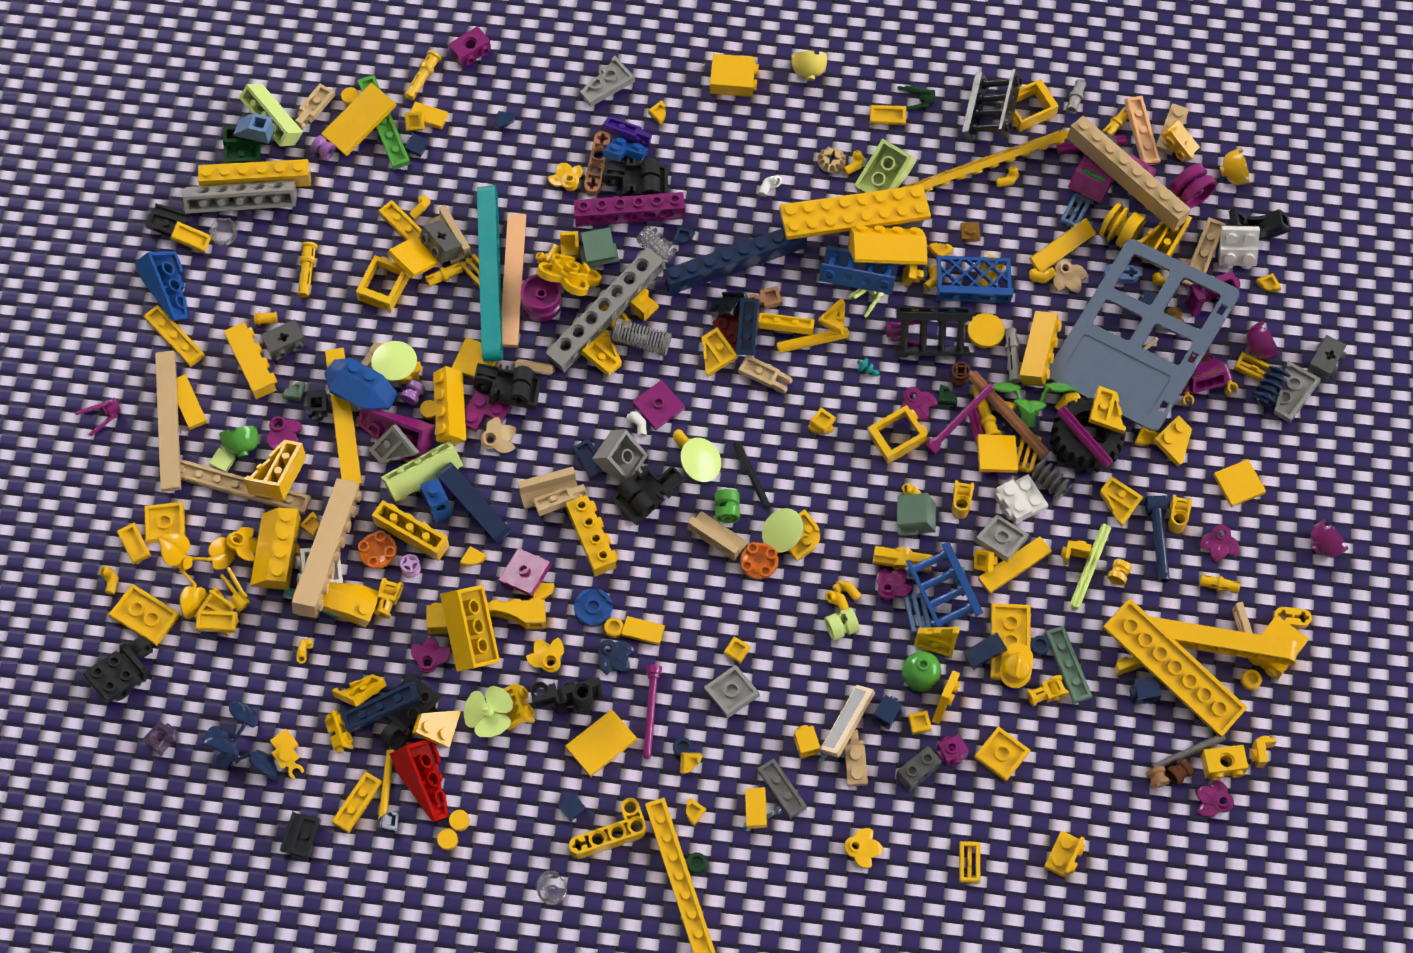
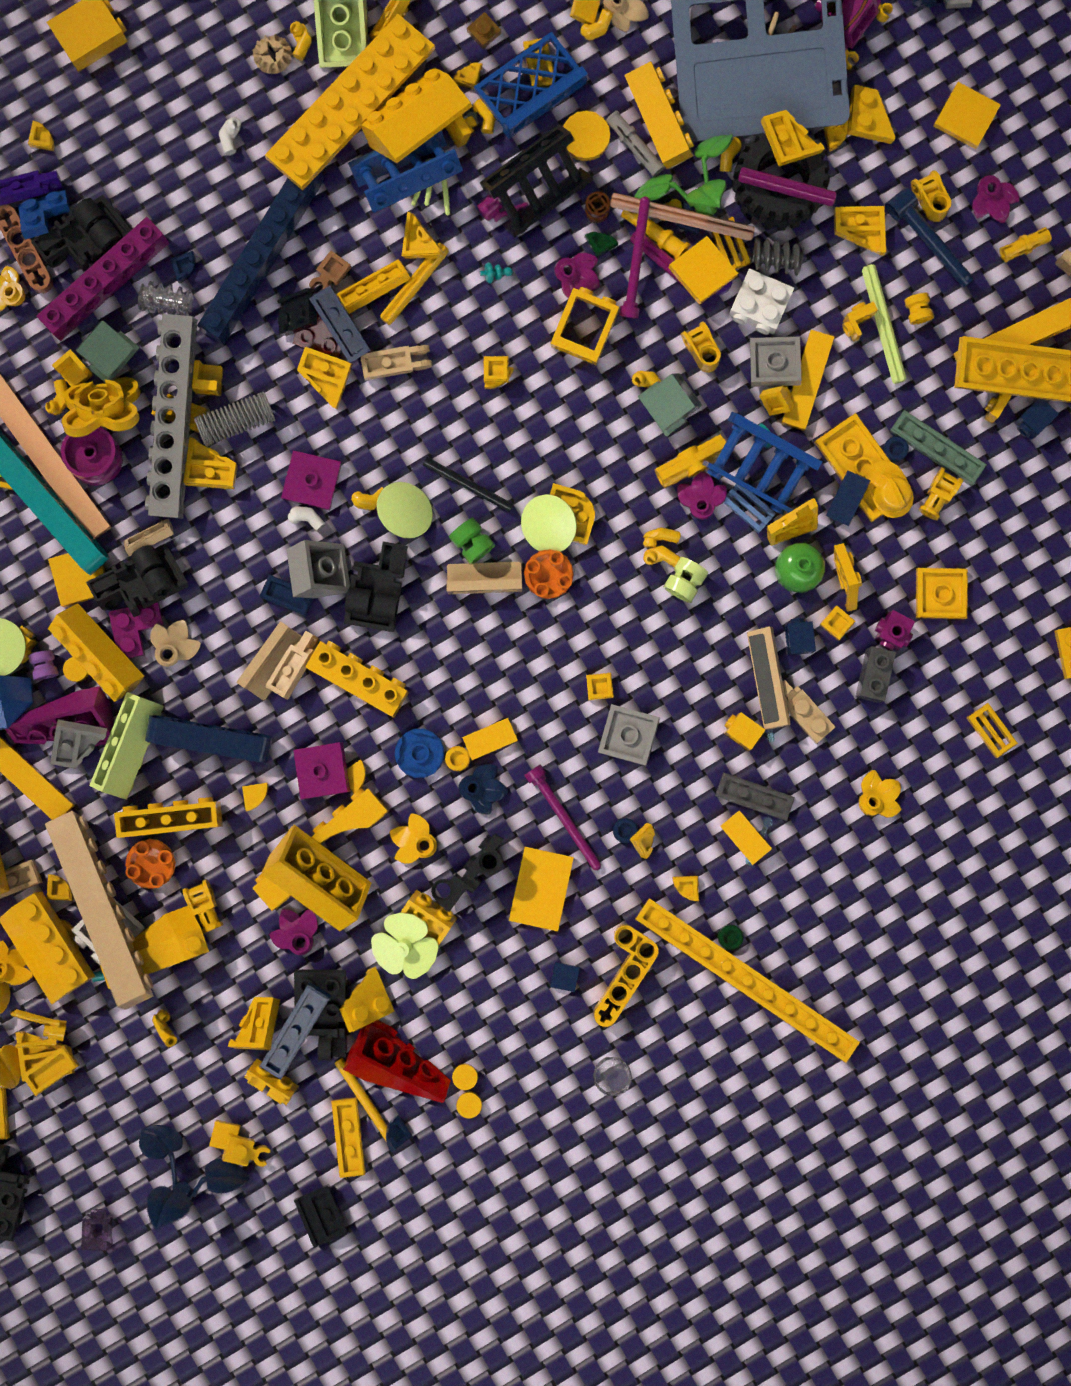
camera: 35 degrees left, 20 degrees up
(409, 561) = (191, 855): lavender wheel -> none
(434, 497) = (167, 766): blue torso -> none

